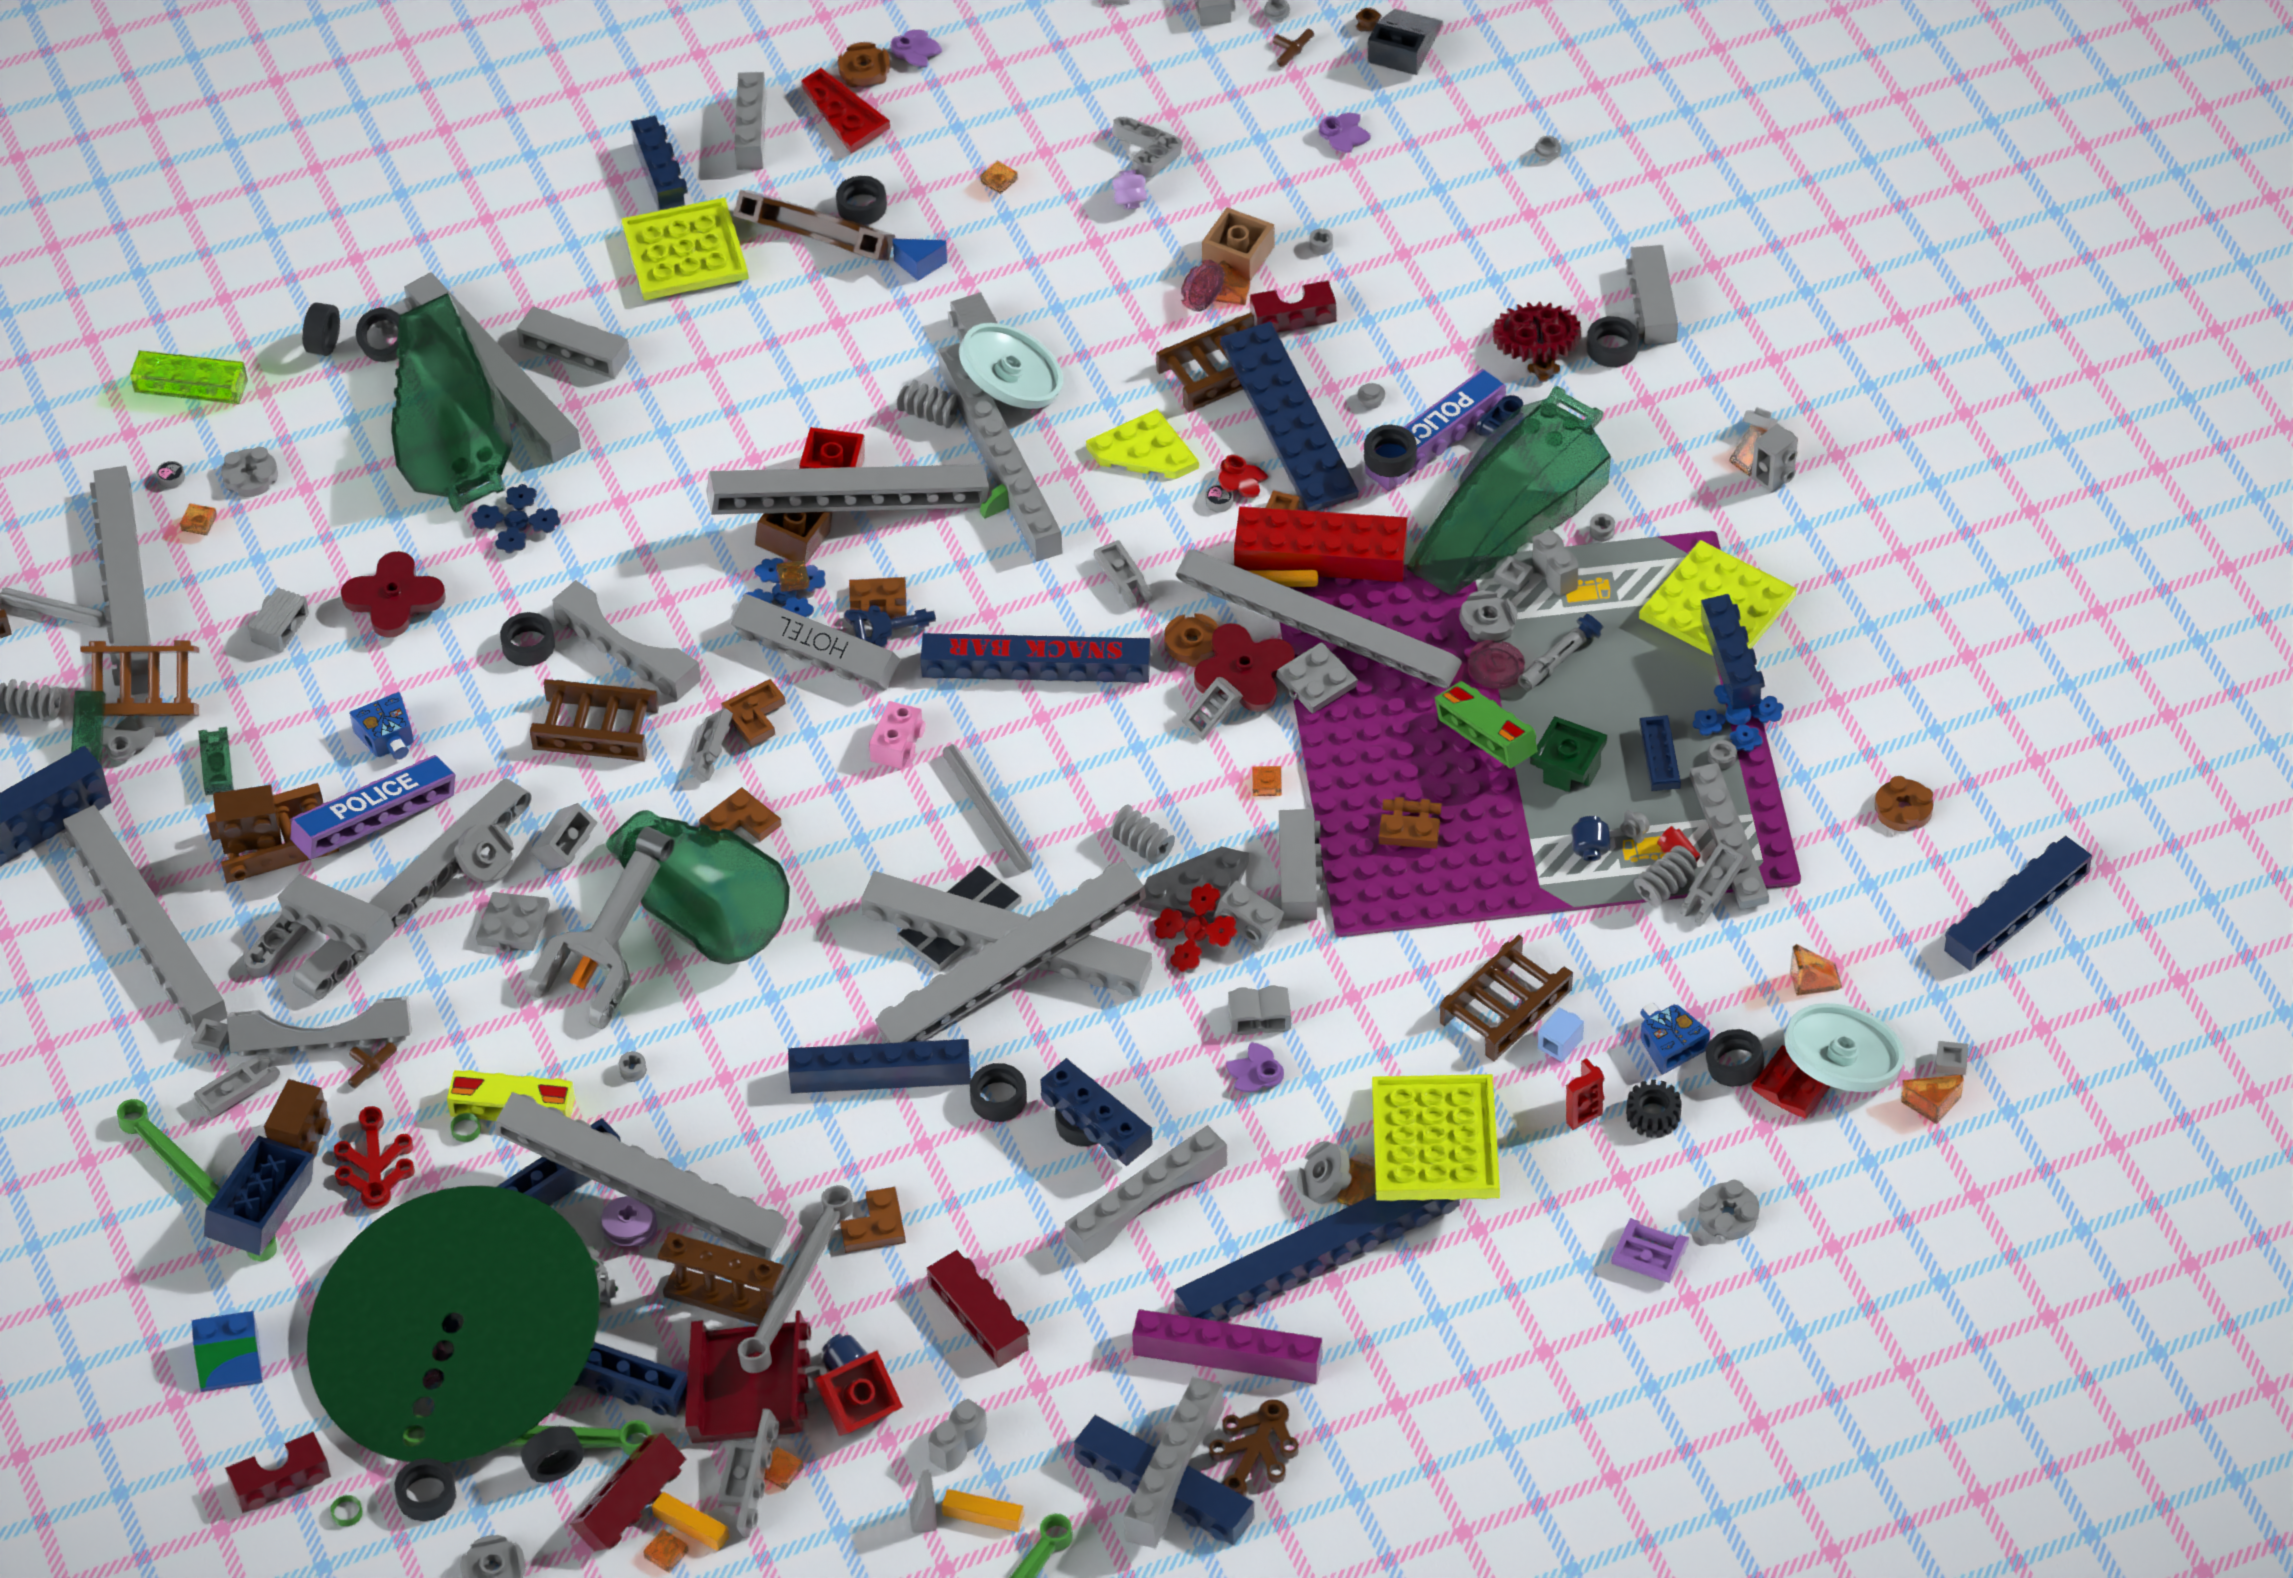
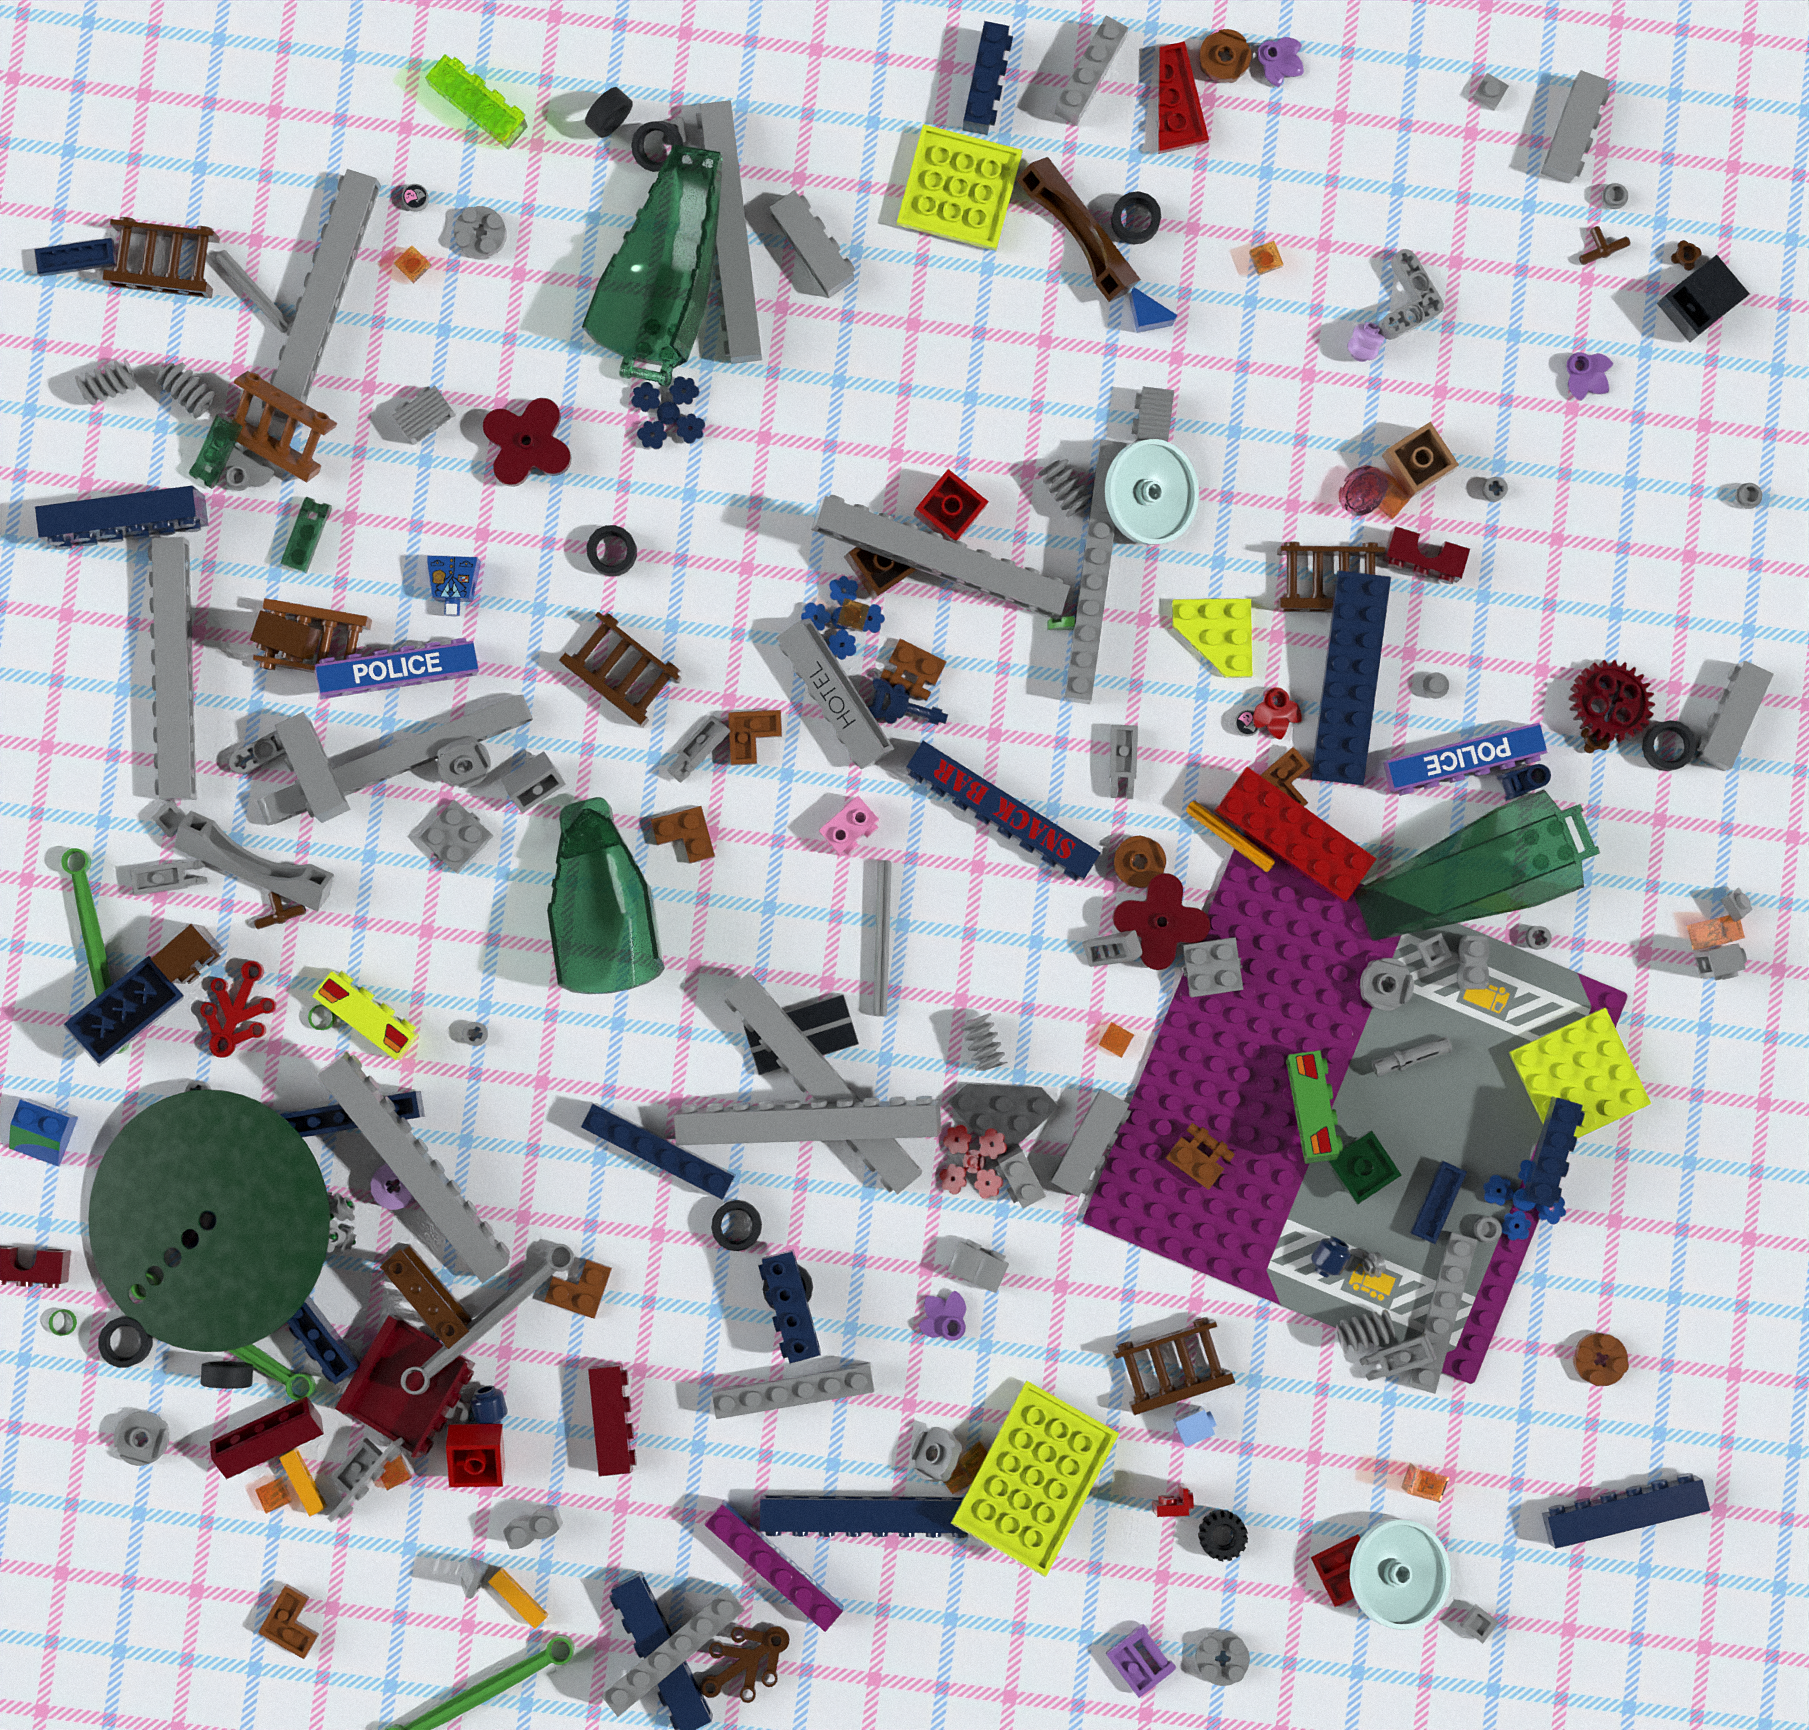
camera: 25 degrees right, 35 degrees up
(600, 943) = (500, 916): light grey piece -> none
(664, 667) = (670, 549): light grey arch -> none
(1318, 618) = (1246, 911): light grey beam -> none
(1390, 435) = (1421, 760): black tyre -> none
(1496, 664) = (1364, 1034): clear pink tile -> none
(1590, 626) = (1461, 1043): dark blue plate -> none
(1672, 1036) = (1277, 1477): blue torso -> none
(1674, 837) = (1394, 1302): red cone -> none
(1735, 1040) = (1332, 1524): black tyre -> none
(1932, 1095) = (1441, 1653): clear orange slope -> none

